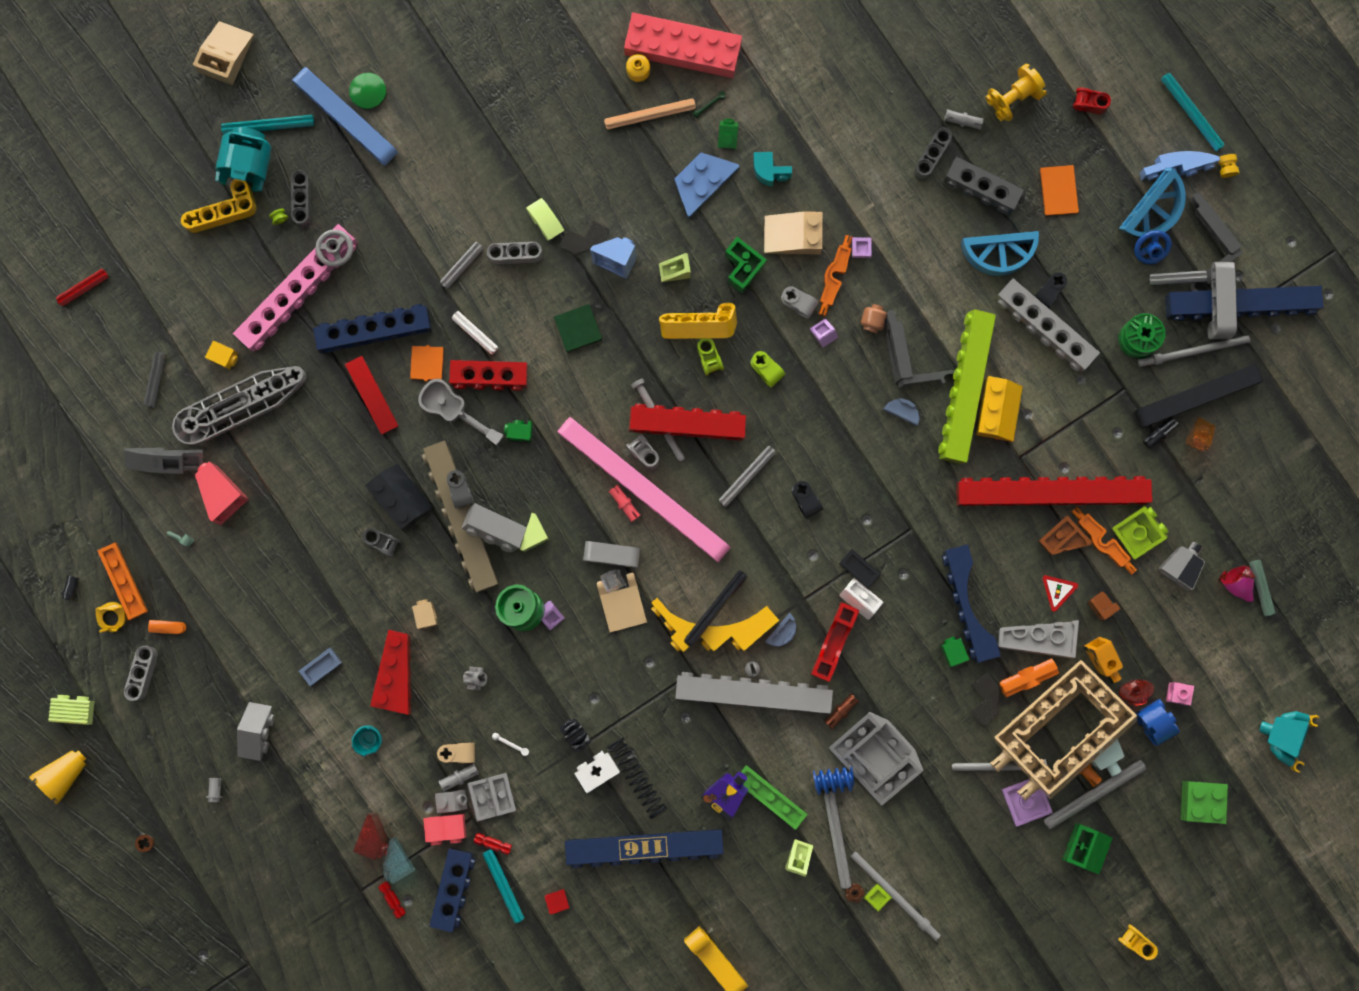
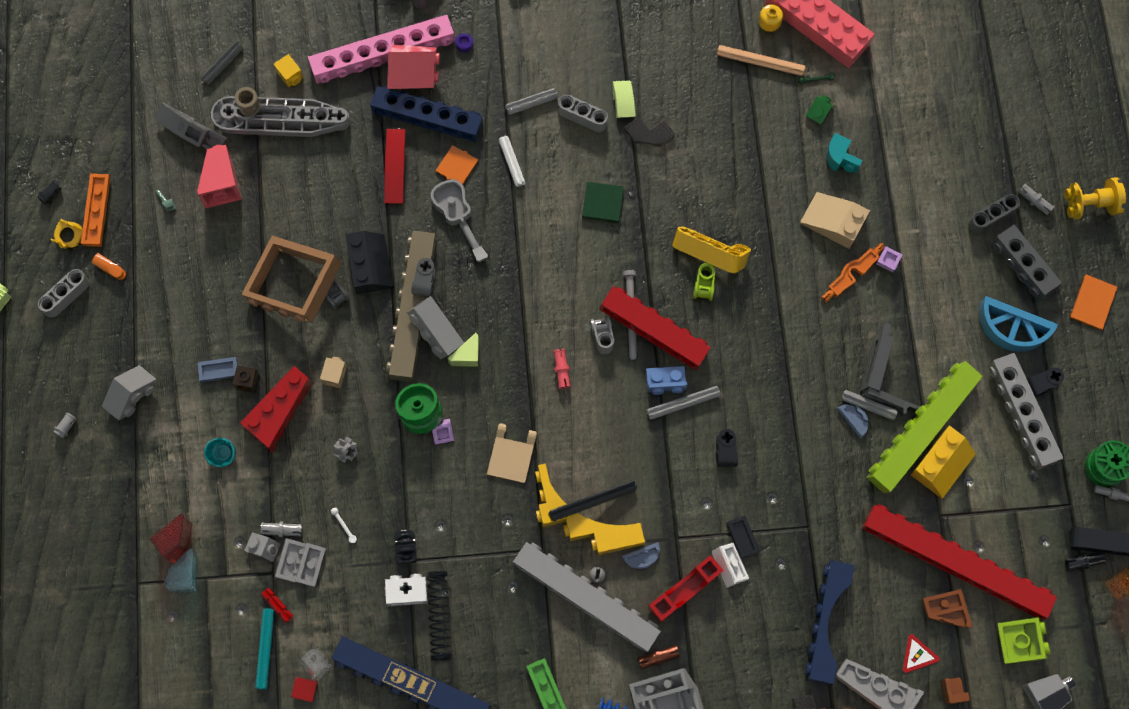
camera: 25 degrees right, 10 degrees down
(204, 408) = (247, 101): none -> dark tan piece
(329, 243) = (430, 22): light grey piece -> none
(335, 293) = (412, 67): none -> coral slope
(351, 663) = (246, 379): none -> dark brown brick
(367, 240) = (464, 42): none -> dark purple tile
(372, 552) = (318, 292): none -> medium nougat window
(392, 900) = (159, 606): red axle -> none
(440, 919) = (191, 644): dark blue brick -> none
(445, 828) = (242, 567): coral brick -> none
(459, 369) = (483, 182): red brick -> none
(460, 753) = (295, 507): tan piece -> none
(519, 431) = (503, 260): green brick -> none
(557, 879) = (317, 667): none -> clear piece
(611, 554) = (526, 406): light grey beam -> none
(613, 580) = (514, 429): clear slope -> none
(615, 256) = (667, 155): light blue slope -> none
(644, 489) = (586, 367): bright pink beam -> none
(675, 268) = (714, 195): yellowish green slope -> none
(702, 180) = (777, 136): medium blue wing -> none
(721, 463) = (666, 379): none -> medium blue bracket
(726, 794) = (512, 675): dark purple torso -> none
(748, 264) = (780, 220): green brick -> none
(768, 369) = (751, 321): lime piece -> none
(800, 303) = (811, 279): light grey piece -> none
(824, 333) = (818, 316): lavender slope -> none
(873, 318) = (869, 325): nougat head -> none
(909, 391) = (869, 405): none -> light grey axle
(954, 651) = (792, 658): green brick -> none
(1111, 548) = (987, 642): orange piece -> none

